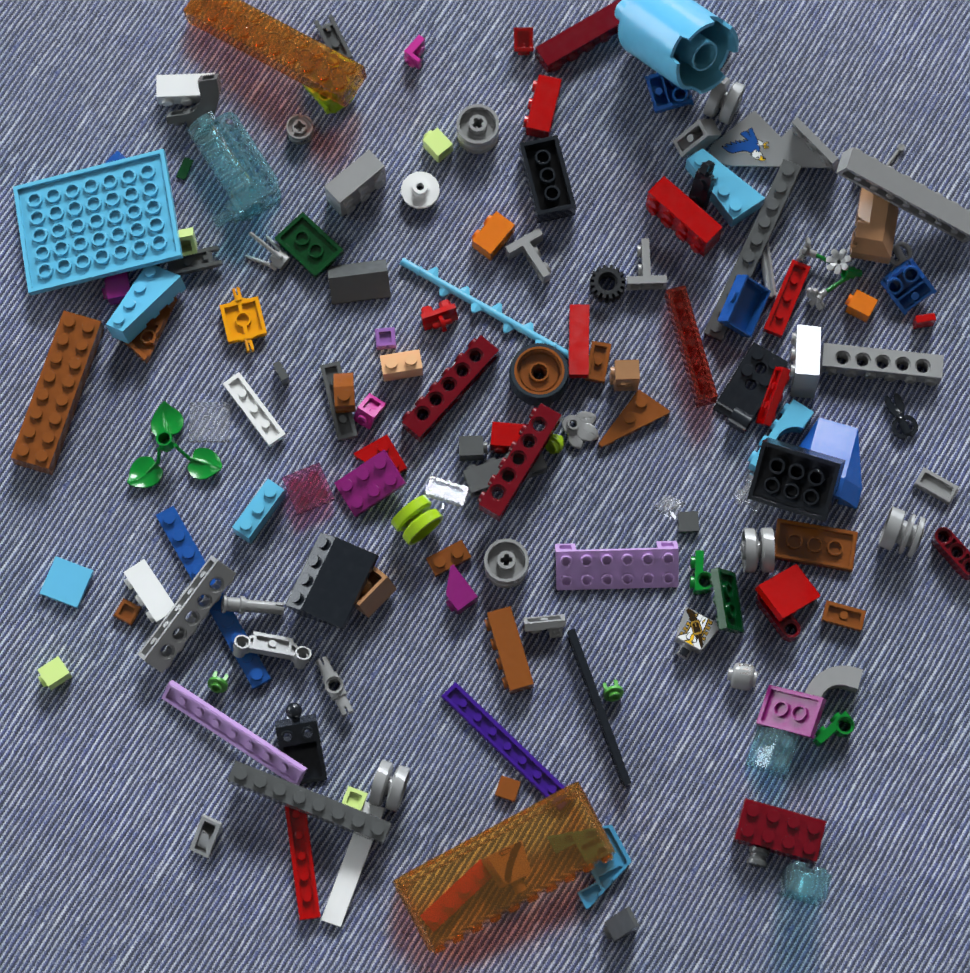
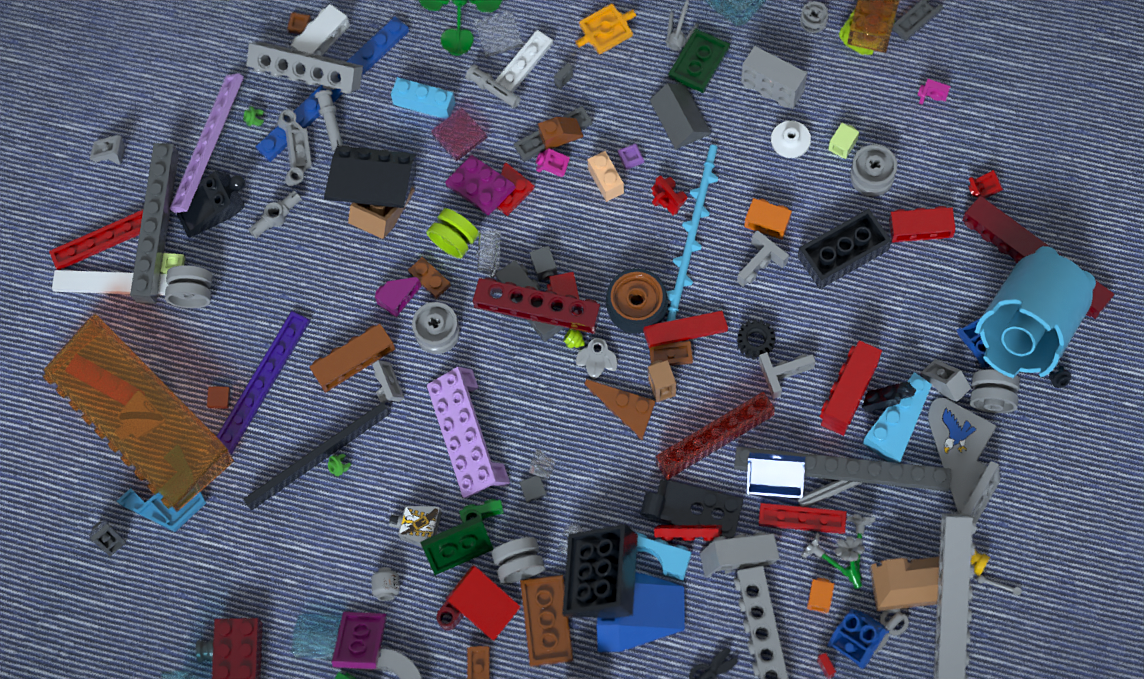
camera: 80 degrees right, 5 degrees down
(261, 444) = (485, 81): none -> light grey pin
(421, 428) = (585, 228): dark red brick -> none

